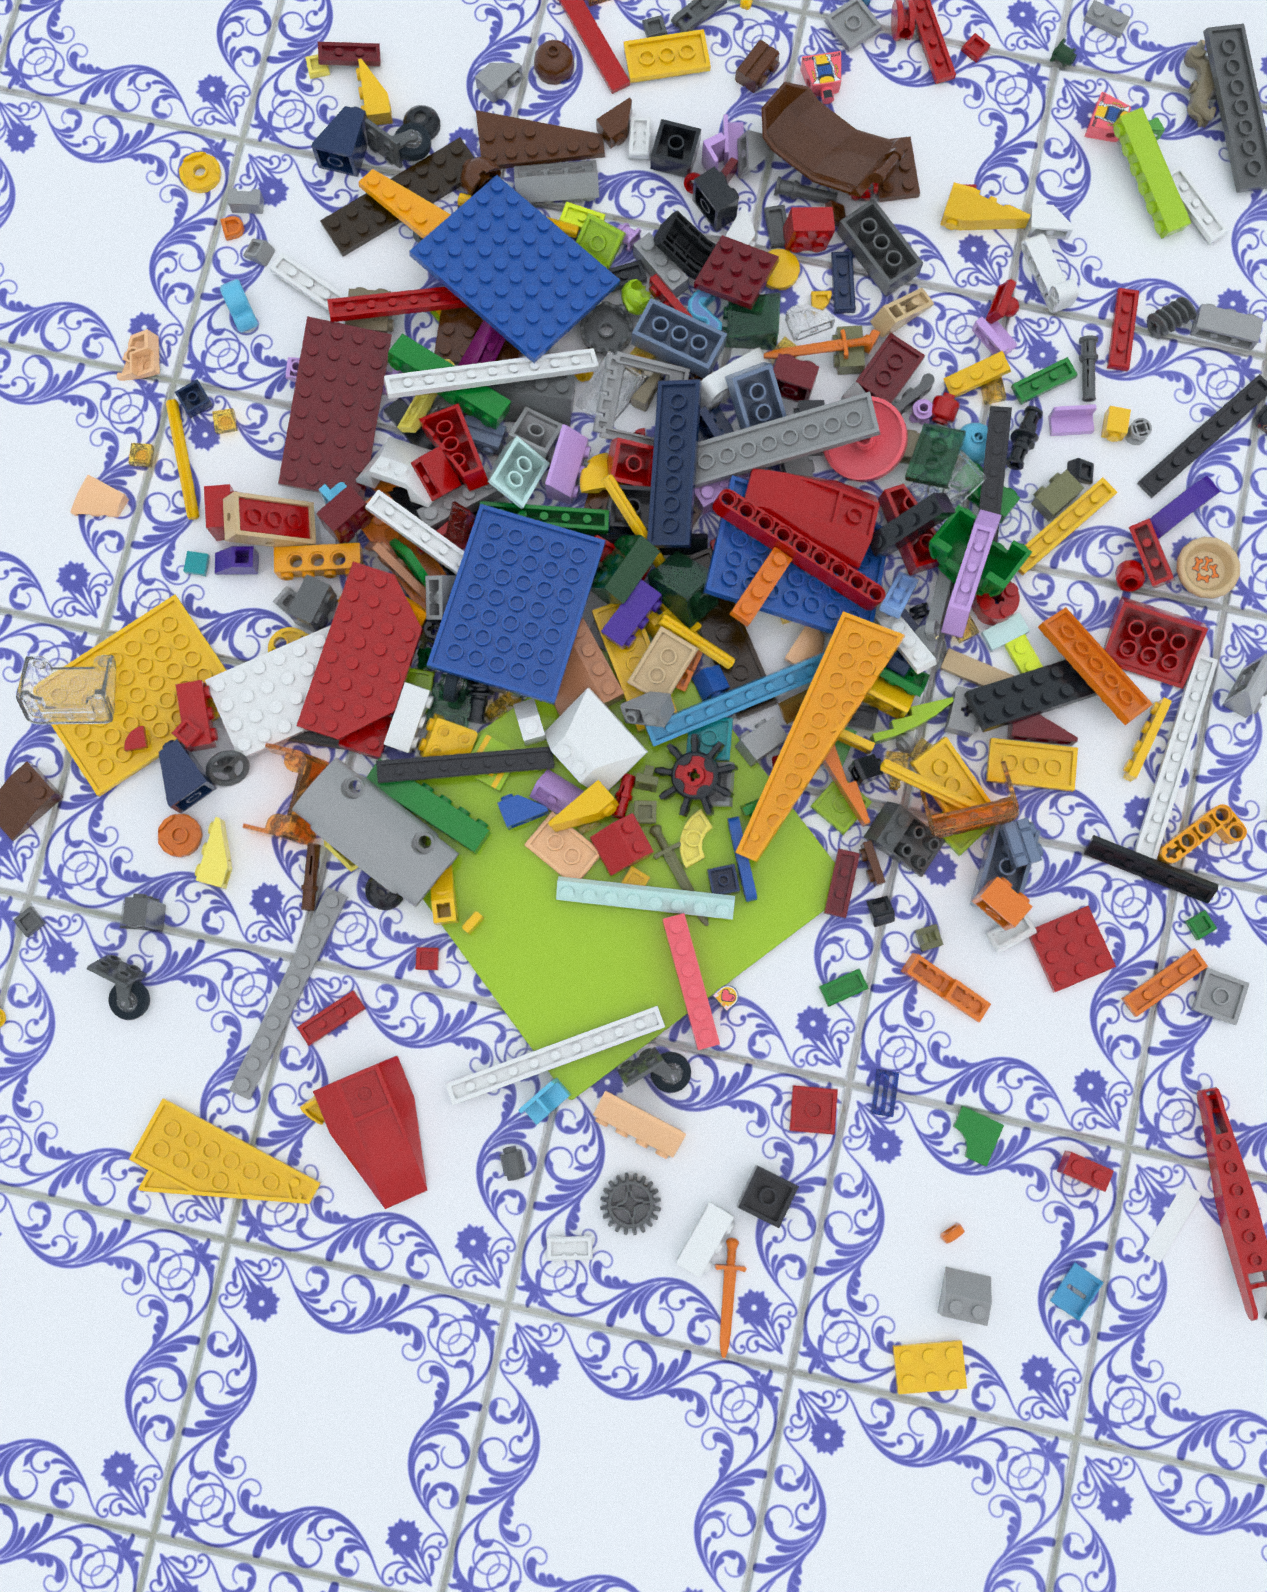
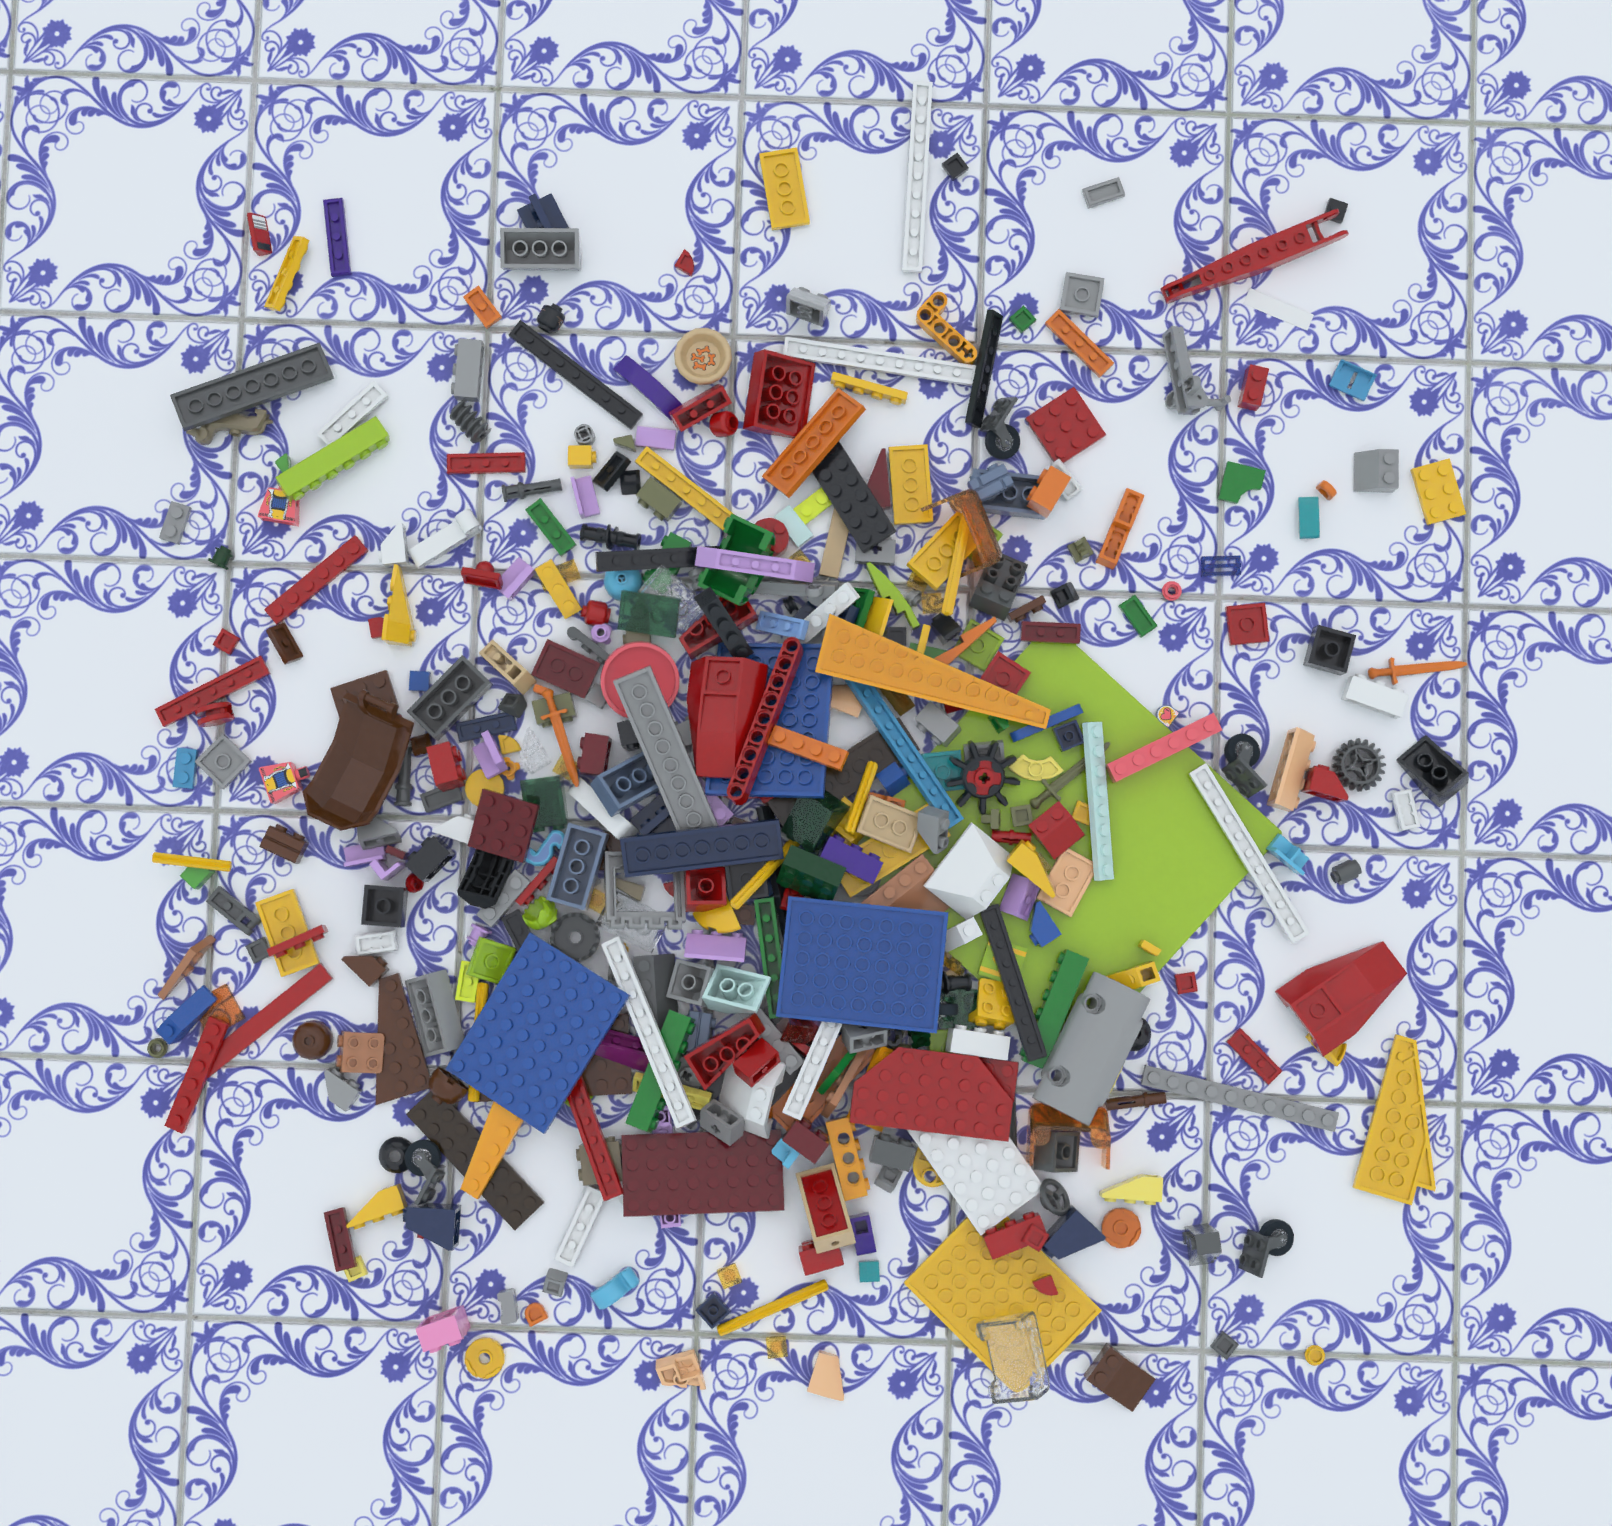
camera: 105 degrees left, 5 degrees up
(235, 128) = (443, 1329): none -> bright pink brick
(272, 782) = (1059, 1153): none -> dark grey slope
(382, 435) = (722, 1122): none -> light grey brick
(531, 102) = (360, 1052): none -> nougat bracket
(607, 1290) = (1433, 771): none -> black slope
(616, 1155) = (1324, 784): none -> red slope
(655, 58) = (298, 941): none -> red plate
(795, 290) = (510, 774): none -> light orange plate
(803, 824) = (1005, 673): none -> red plate
(812, 278) = (489, 756): none -> lavender panel
(861, 311) = (513, 704): none -> dark grey slope
(872, 1030) = (1177, 588): none -> coral plate
(904, 223) = (419, 681): none -> blue tile
(923, 1205) = (1308, 517): none -> teal slope
(964, 100) = (284, 643): none -> reddish brown plate
(1025, 143) = (316, 580): none -> red plate
(1068, 872) = (1001, 439): none -> plate
(1089, 1091) = (1187, 390): none -> light grey piece
(1095, 452) = (611, 471): none -> black plate
(1124, 505) = (655, 438): none -> lavender tile
(1125, 472) = (625, 442): none -> olive slope

